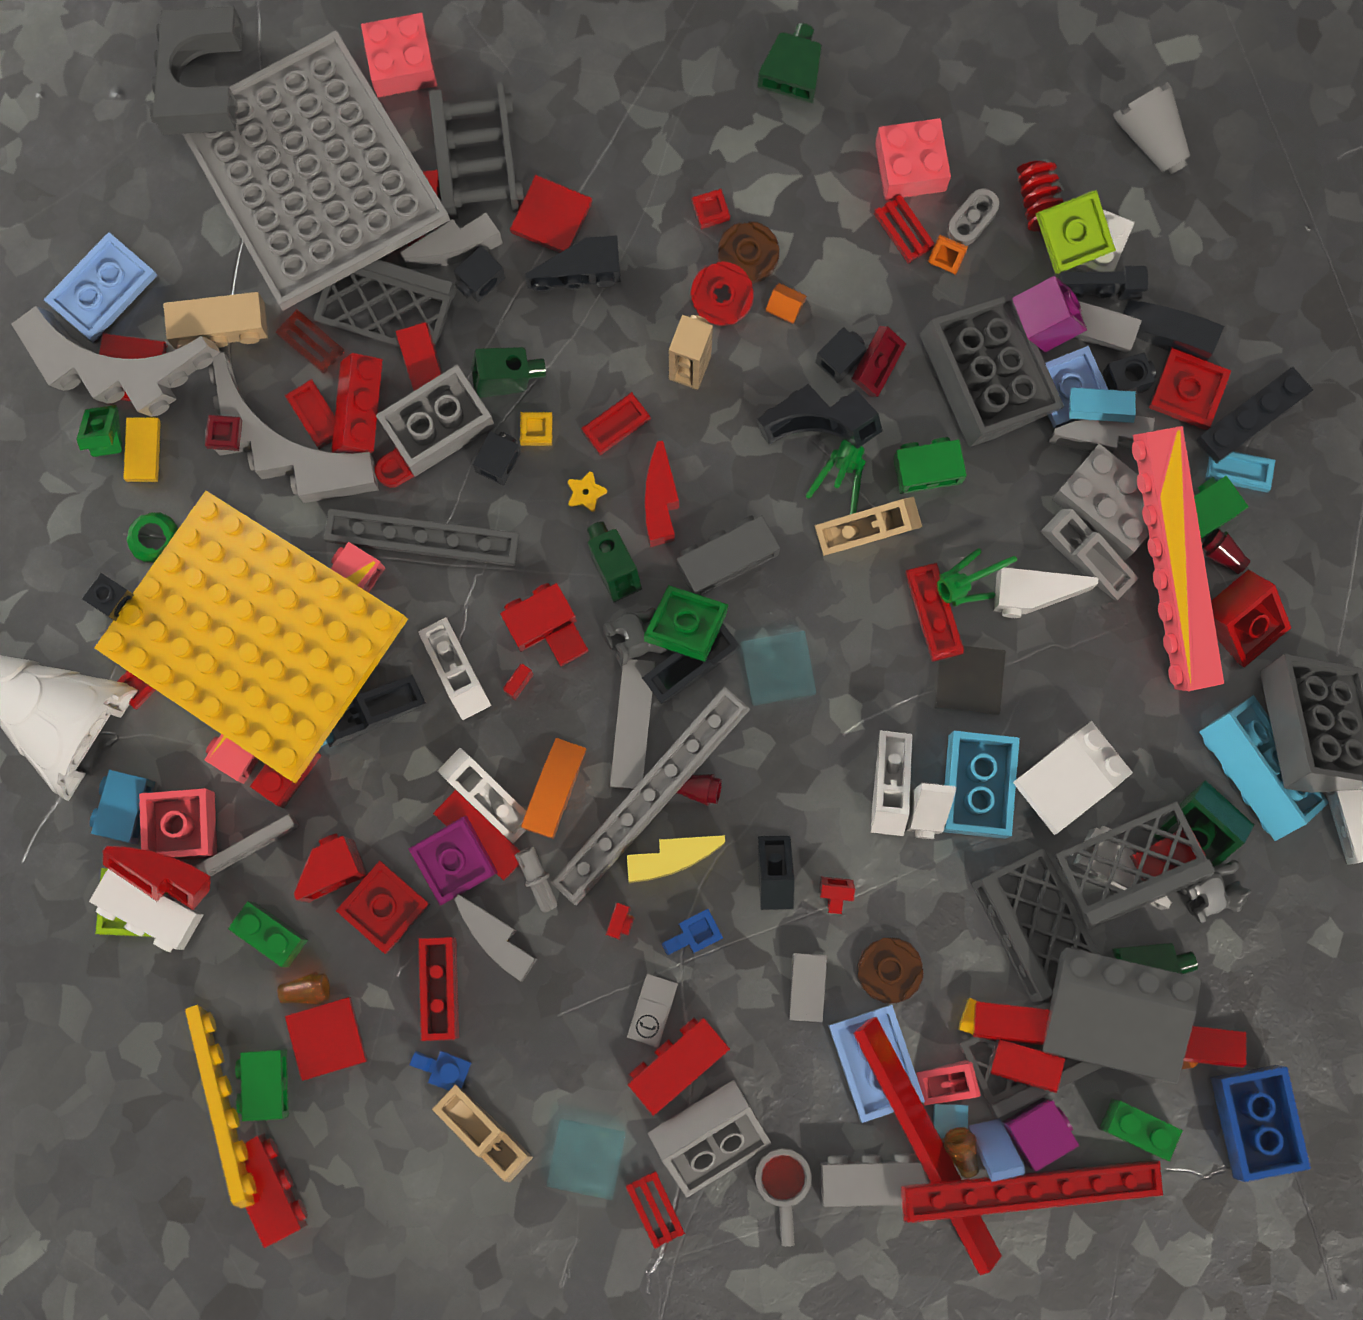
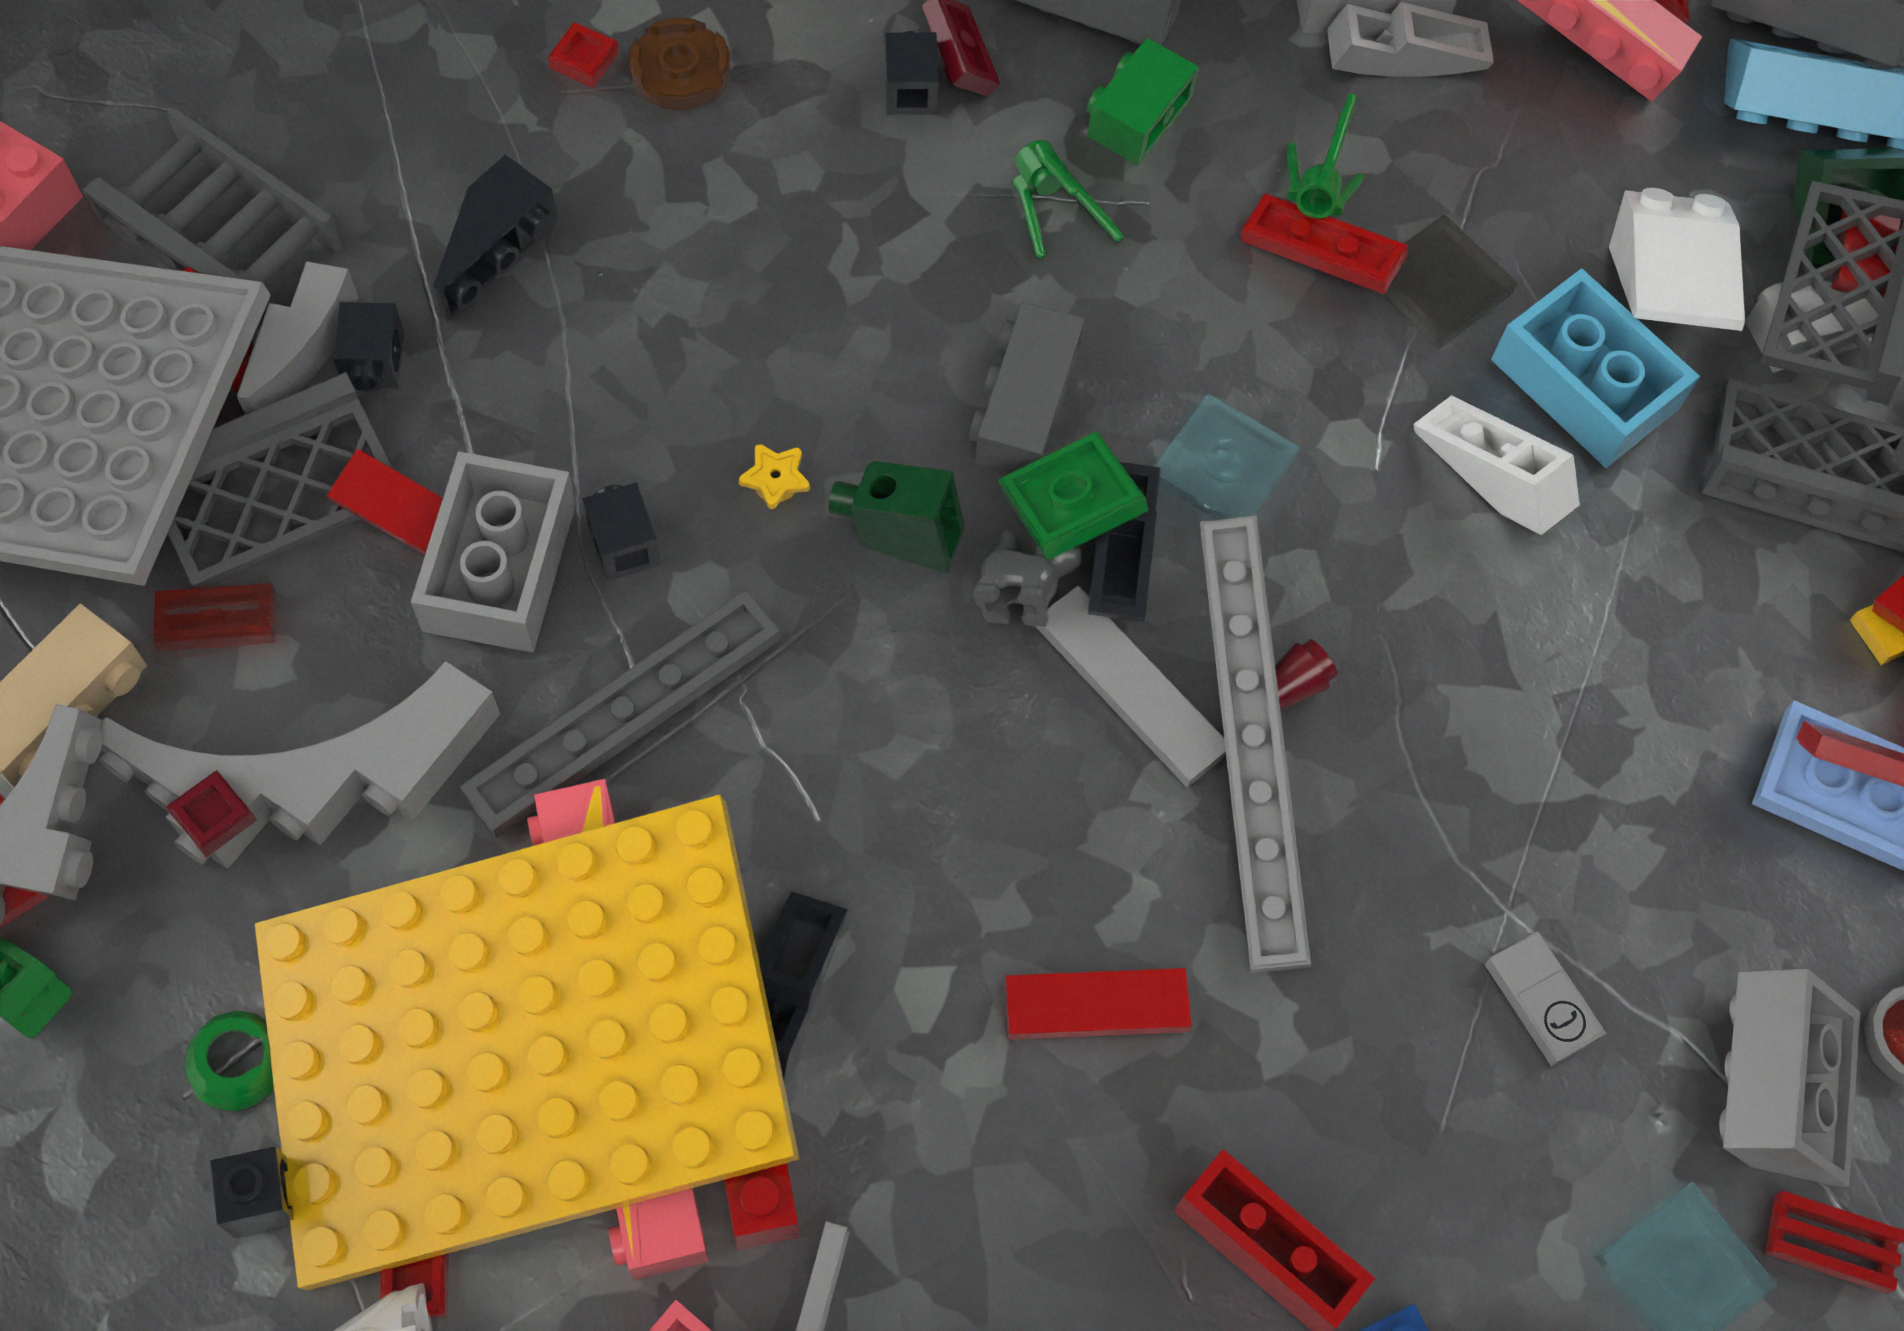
camera: 50 degrees left, 15 degrees down
(142, 449) = (102, 959): yellow tile -> none
(313, 412) = (313, 696): red tile -> none
(330, 868) = (959, 1229): red slope -> none
(357, 404) = (364, 622): red brick -> none
(382, 907) = (1078, 1222): red plate -> none
(392, 469) = (497, 667): red tile -> none
(453, 860) = (1102, 1066): magenta tile -> none
(454, 669) = (843, 826): white slope -> none
(484, 794) = (1046, 937): white slope -> none
(495, 939) = (1264, 1107): light grey slope -> none
(504, 371) = (523, 414): dark green torso -> none
(518, 681) = (939, 765): red tile -> none
(536, 428) = (632, 459): yellow tile -> none
(536, 878) = (1231, 979): light grey axle -> none
(537, 616) = (877, 666): red brick -> none
(551, 215) = (390, 214): red tile -> none
(553, 788) = (1130, 852): orange slope -> none
(566, 644) = (947, 670): red tile -> none
(615, 423) = (726, 371): red tile -> none
(620, 922) = (1396, 918): red plate -> none
(660, 498) = (875, 397): red slope -> none
(673, 857) = (1357, 789): light yellow slope -> none
(677, 1065) = (1655, 1029): red brick -> none
(690, 351) = (742, 190): tan brick -> none
(696, 932) = (1492, 849): blue plate -> none
(716, 276) = (716, 97): red plate -> none
(775, 872) = (1496, 685): black slope -> none
(785, 303) = (785, 79): orange slope -> none
(806, 411) = (942, 155): black arch -> none
(807, 987) = (1678, 781): light grey slope -> none
(836, 891) = (1586, 640): red tile -> none
(868, 526) = (1149, 216): tan slope -> none
(890, 970) = (1738, 672): reddish brown tile -> none
(929, 809) = (1587, 422): white slope -> none
(1029, 590) = (1391, 133): white slope -> none

